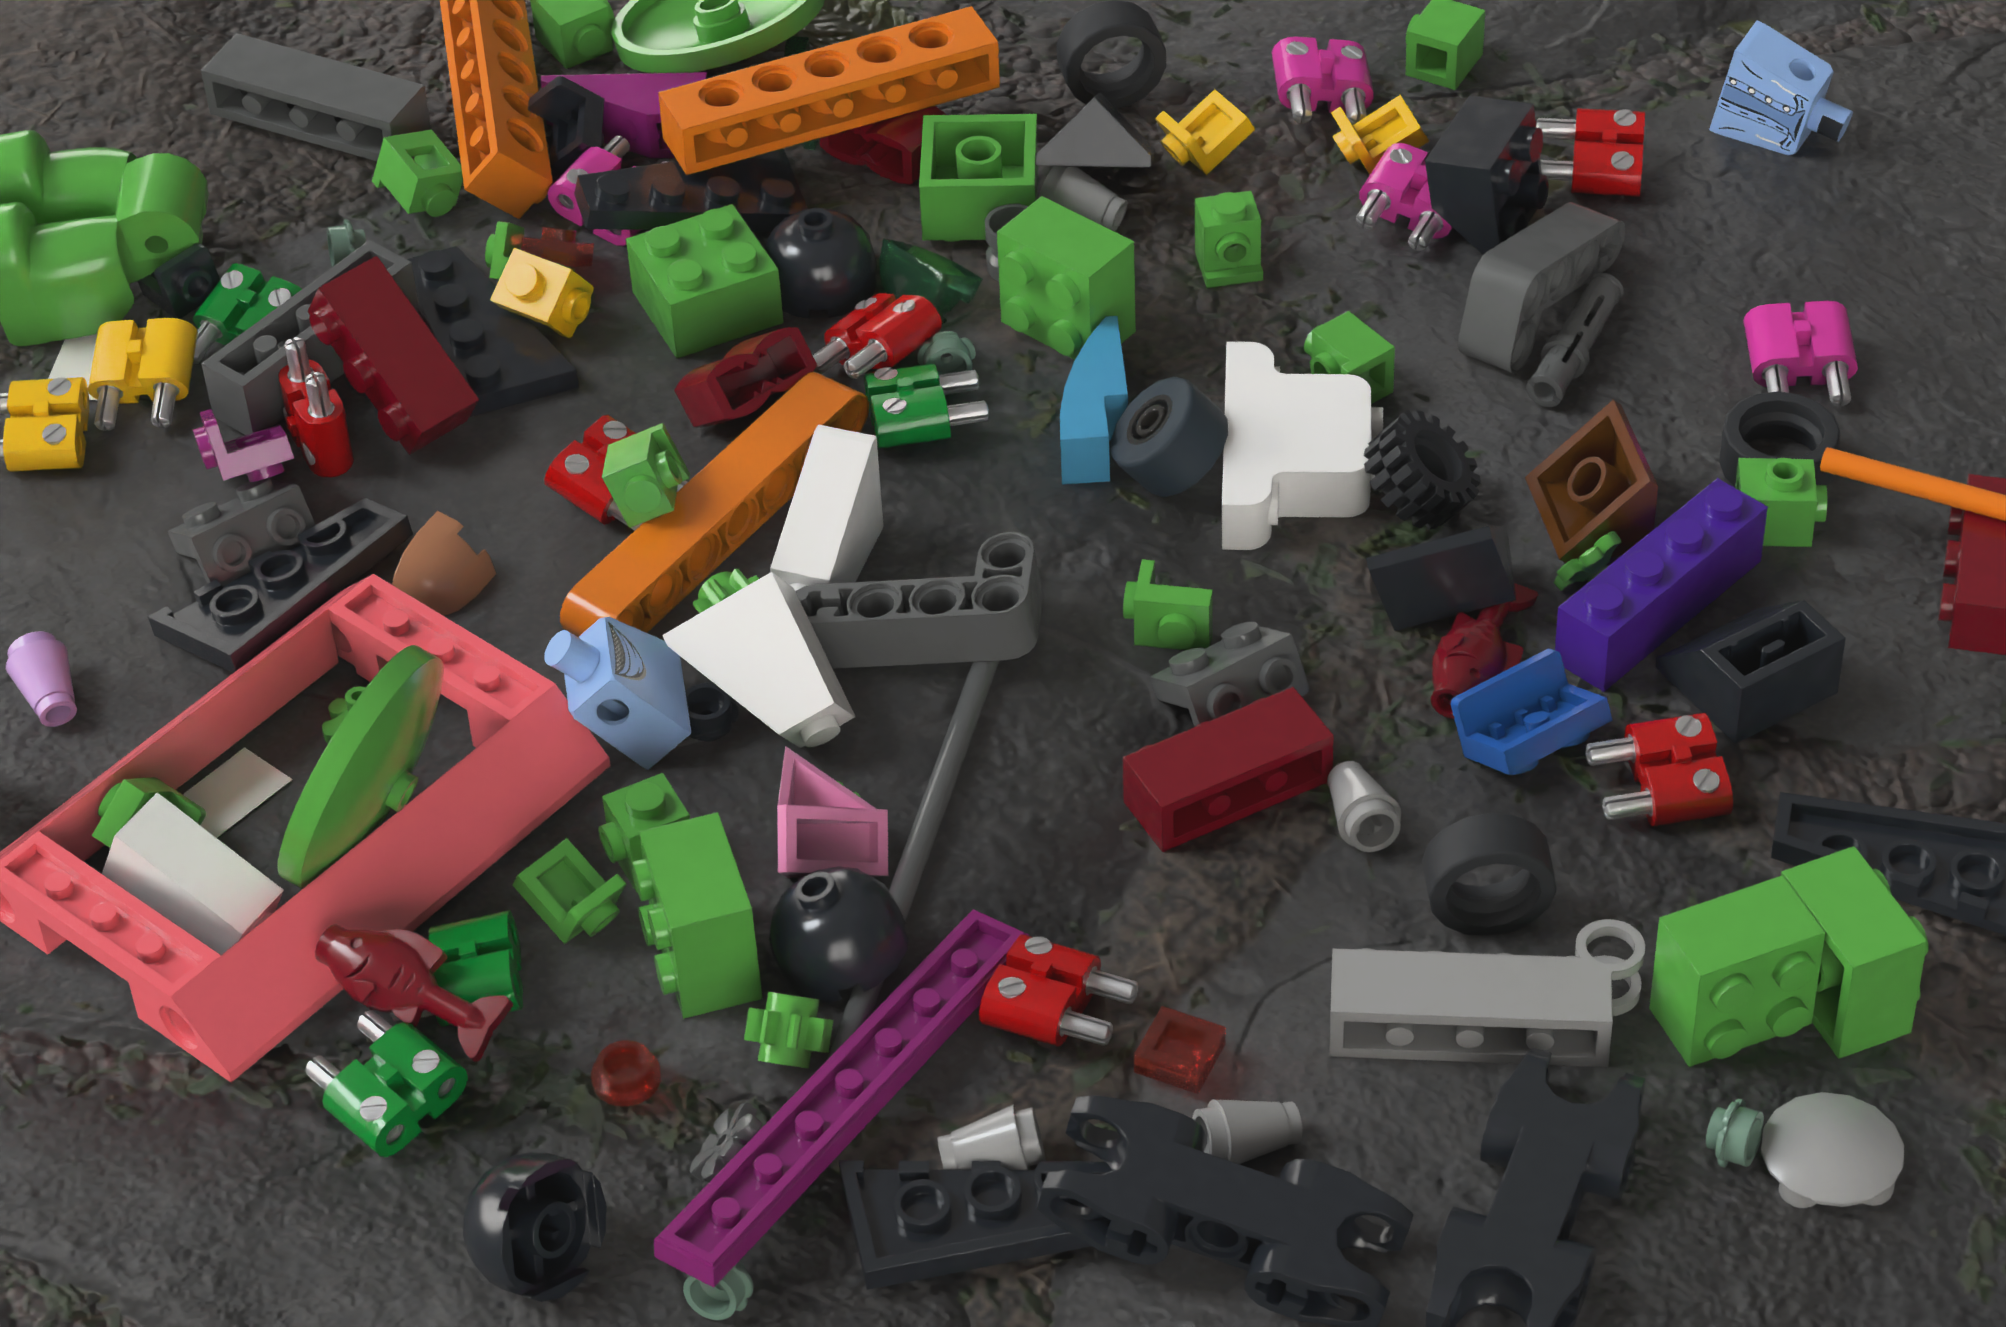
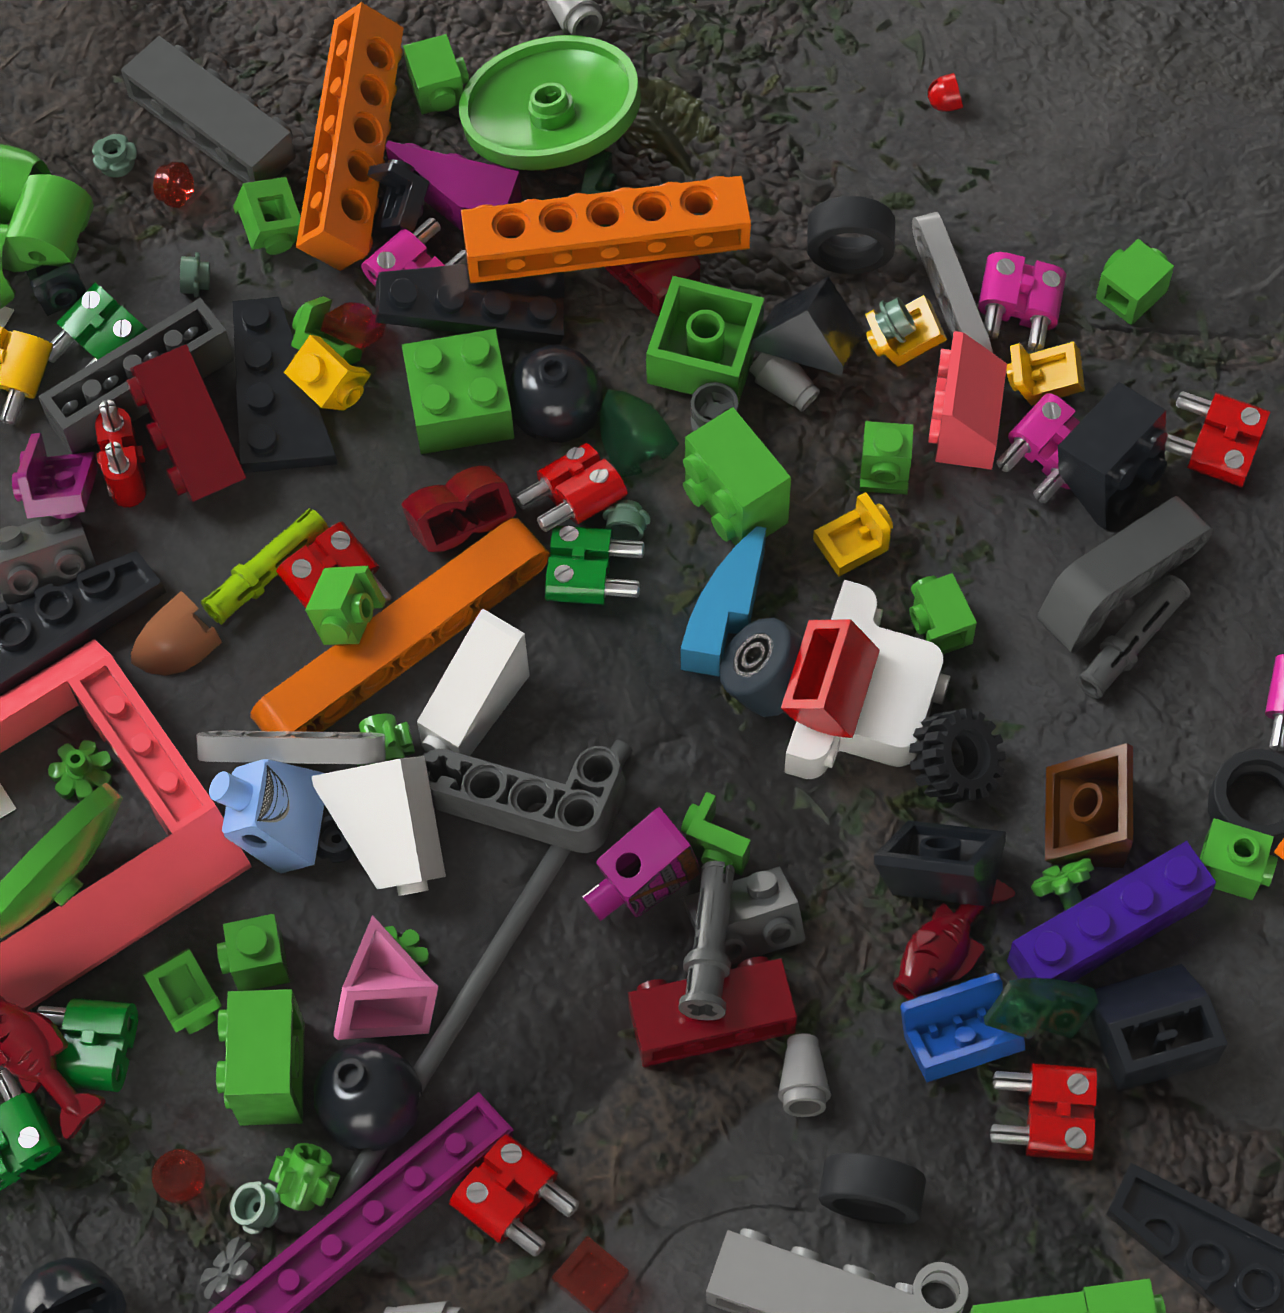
camera: 15 degrees right, 20 degrees up
(215, 163) = (114, 164): none -> sand green plate
(294, 172) = (173, 184): none -> clear red plate
(513, 499) = (251, 578): none -> lime pin
(645, 609) = (291, 747): none -> light grey beam
(736, 1076) = (246, 1206): none -> sand green plate
(1097, 641) = (654, 856): none -> magenta torso
(1192, 111) = (895, 320): none -> sand green plate
(1208, 695) = (707, 962): none -> dark grey pin
(1222, 67) = (948, 278): none -> light grey beam
(1223, 314) = (855, 536): none -> yellow bracket
(1249, 415) = (831, 677): none -> red brick
(1304, 172) = (967, 404): none -> coral slope
(1616, 663) = (1042, 1005): none -> clear green slope

